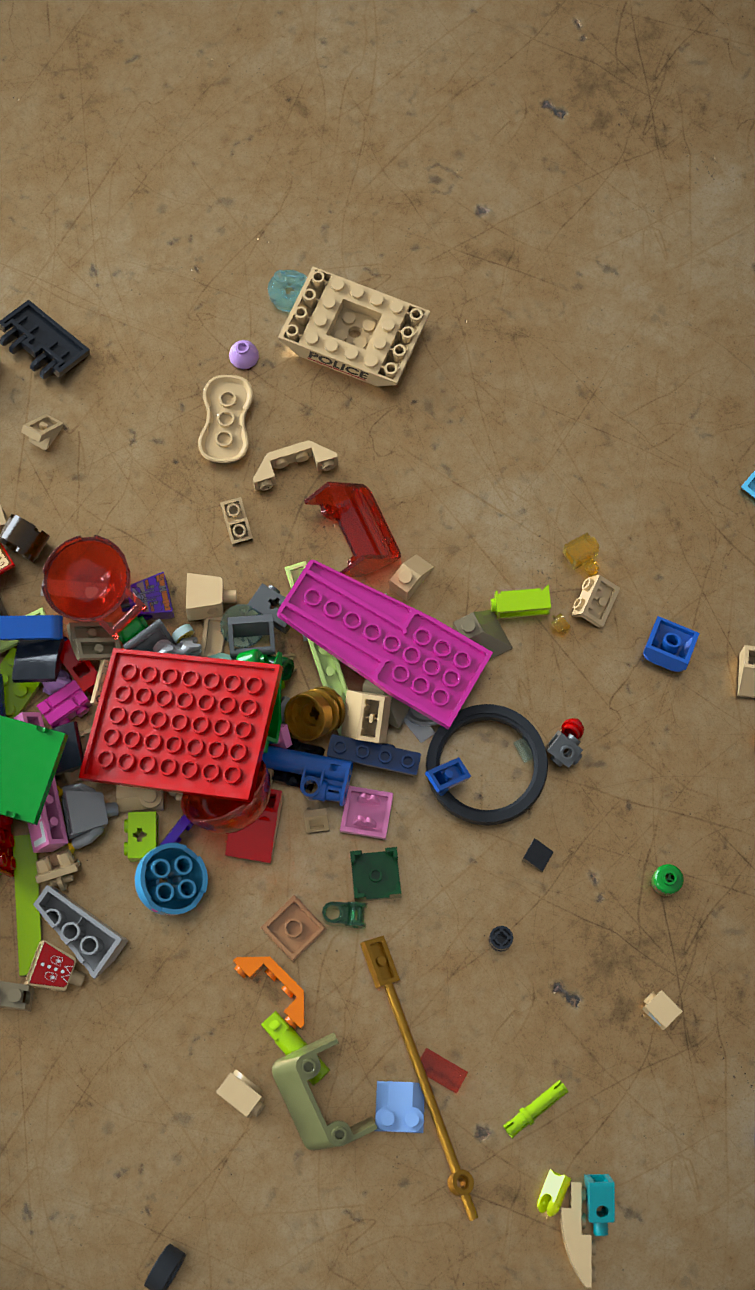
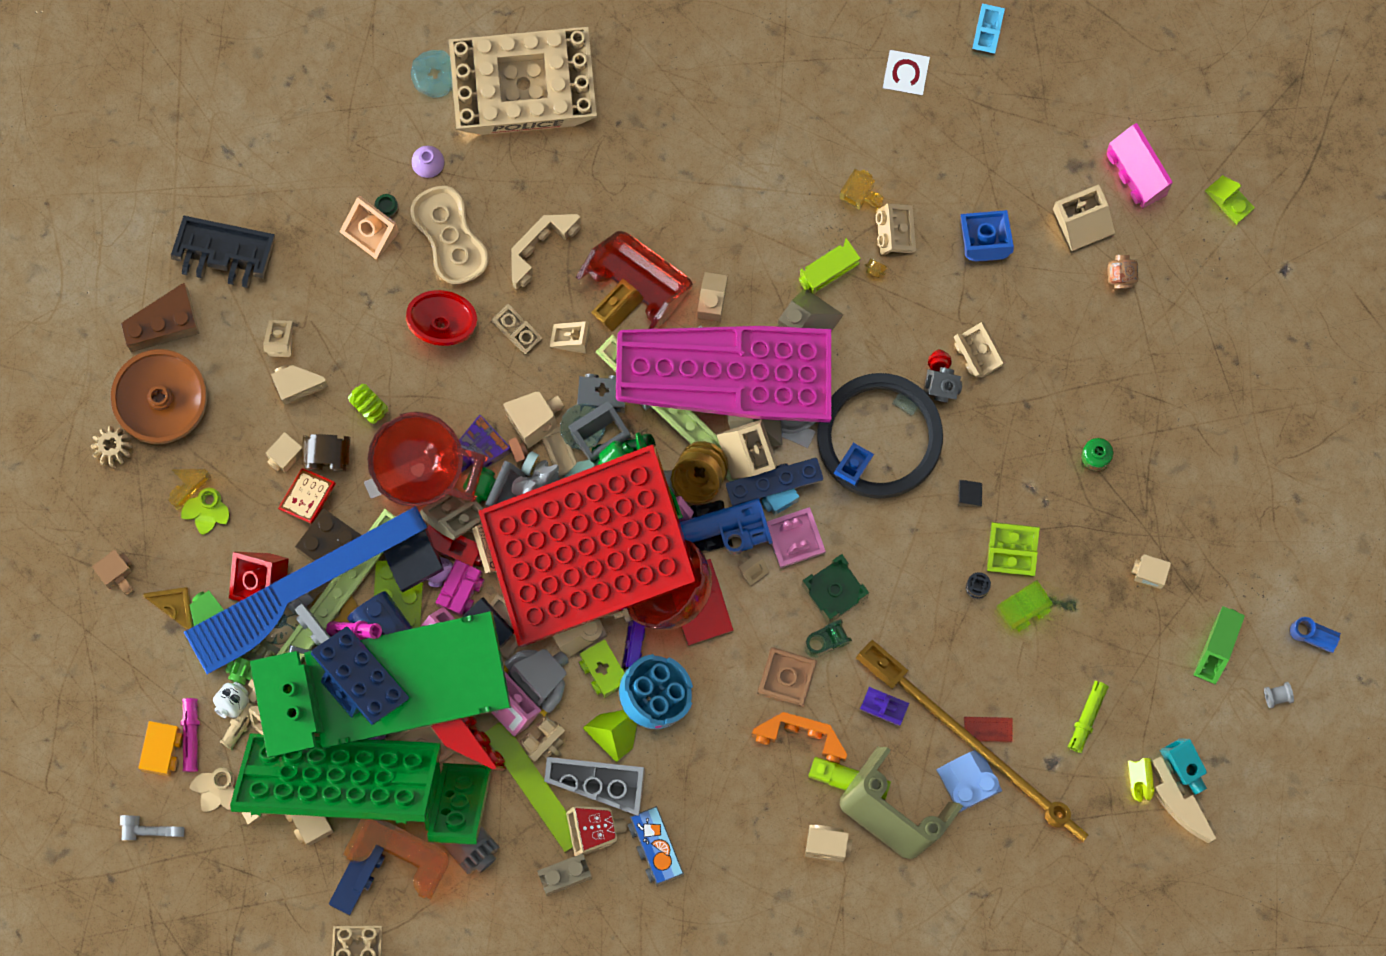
camera: 30 degrees left, 5 degrees up
(34, 472) = (296, 383): none -> tan slope
(80, 516) = (368, 403): none -> lime gear
(96, 1014) = (655, 847): none -> brick
(117, 896) = (613, 732): none -> lime slope
(165, 381) = (369, 228): none -> light nougat slope
(178, 479) = (441, 318): none -> red dish
(178, 617) = (518, 450): none -> nougat plate
(190, 371) = (386, 204): none -> dark green plate
(277, 549) = (570, 336): none -> tan slope
(329, 543) = (617, 305): none -> pearl gold slope
(360, 1000) = (884, 706): none -> dark purple hips
(371, 775) = (780, 501): none -> medium azure brick
(531, 979) = (1024, 606): none -> clear neon green brick
(549, 923) = (1013, 548): none -> lime slope
(611, 737) = (979, 350): none -> tan bracket
(674, 479) = (906, 72): none -> white sticker
(688, 1109) = (1219, 645): none -> bright green slope
(719, 1185) = (1279, 695): none -> light grey bush

